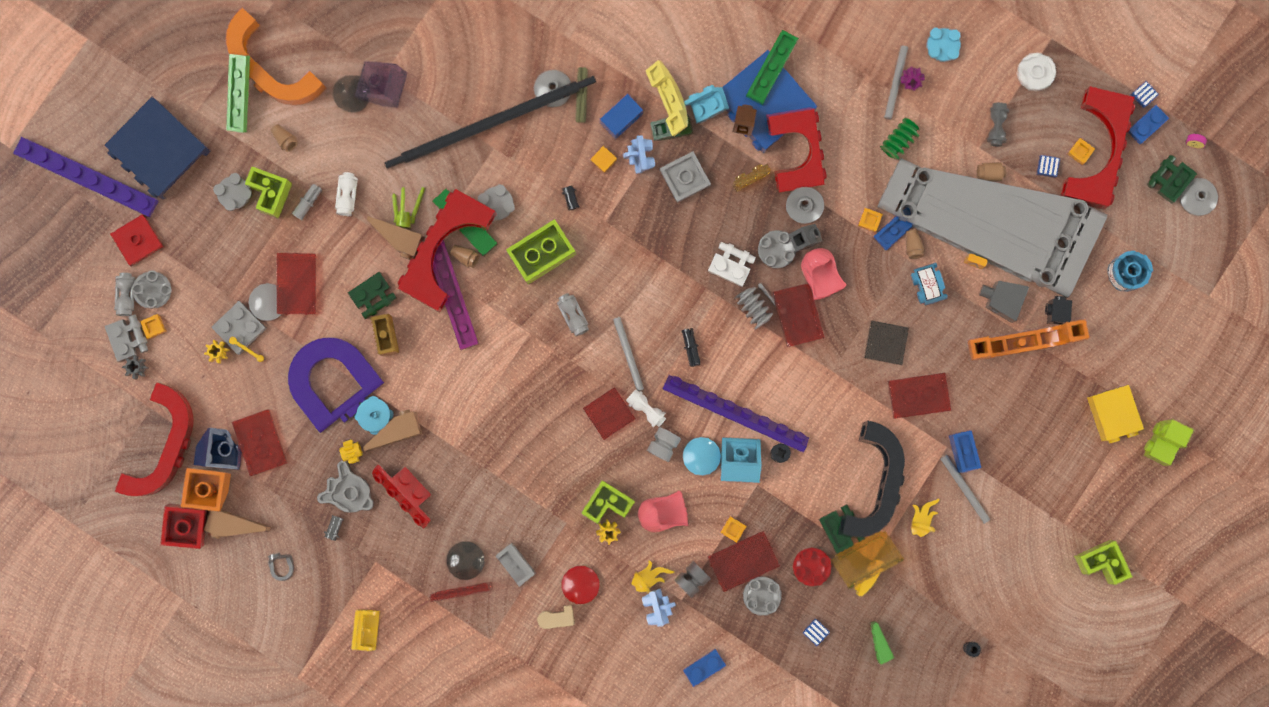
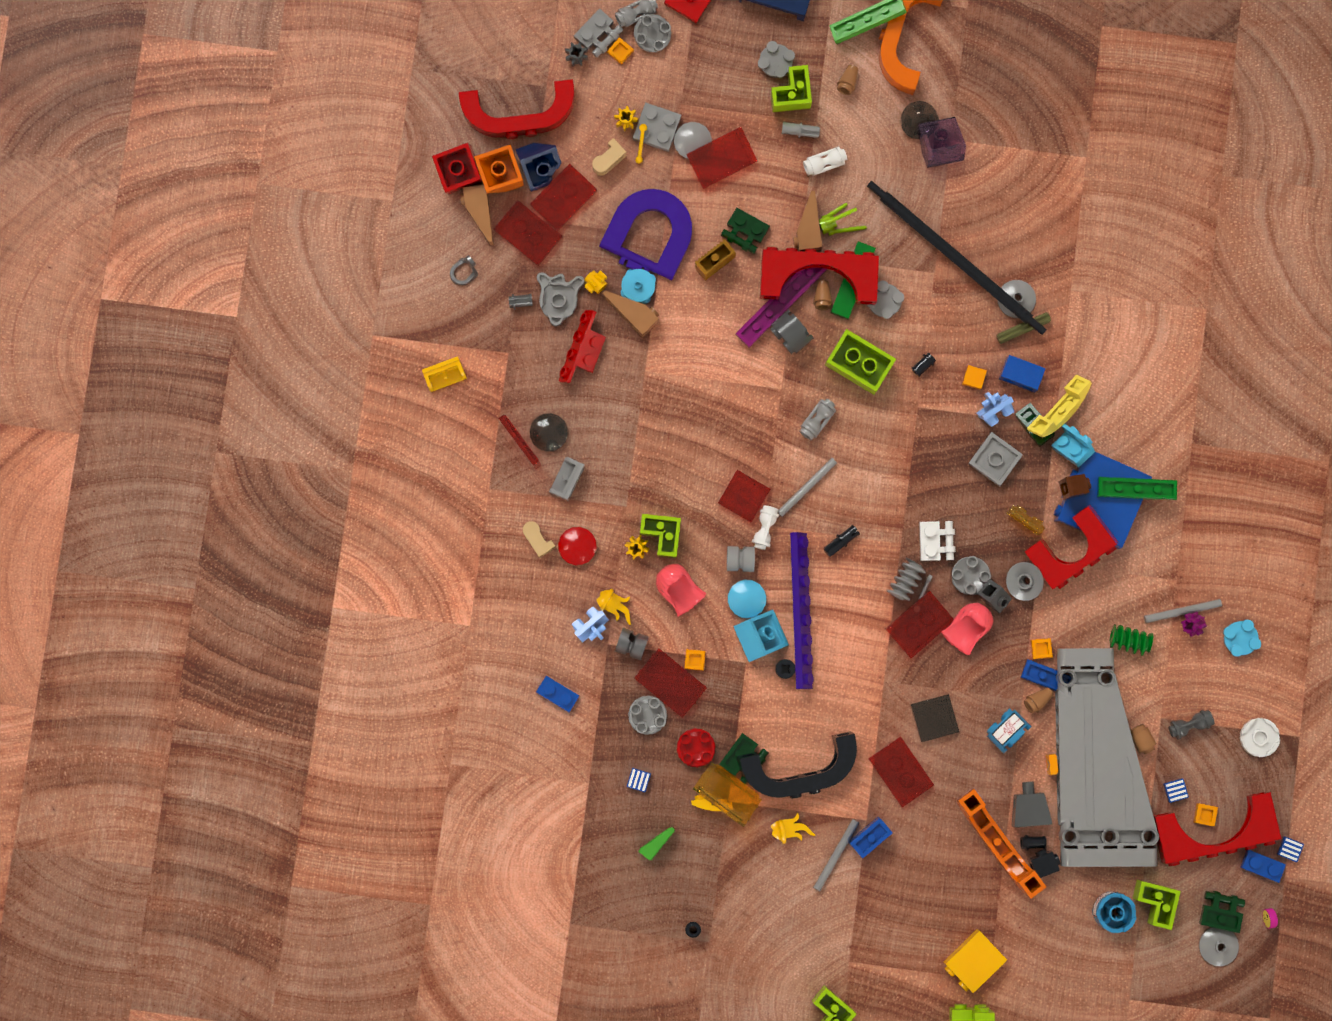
camera: 60 degrees right, 0 degrees up
(246, 384) = (609, 159): none -> tan leg
(275, 490) = (527, 233): none -> clear red tile
(483, 299) = (791, 331): none -> dark grey brick
(1035, 311) = (1032, 842): none -> black pin
(1139, 225) = (1162, 901): none -> lime brick

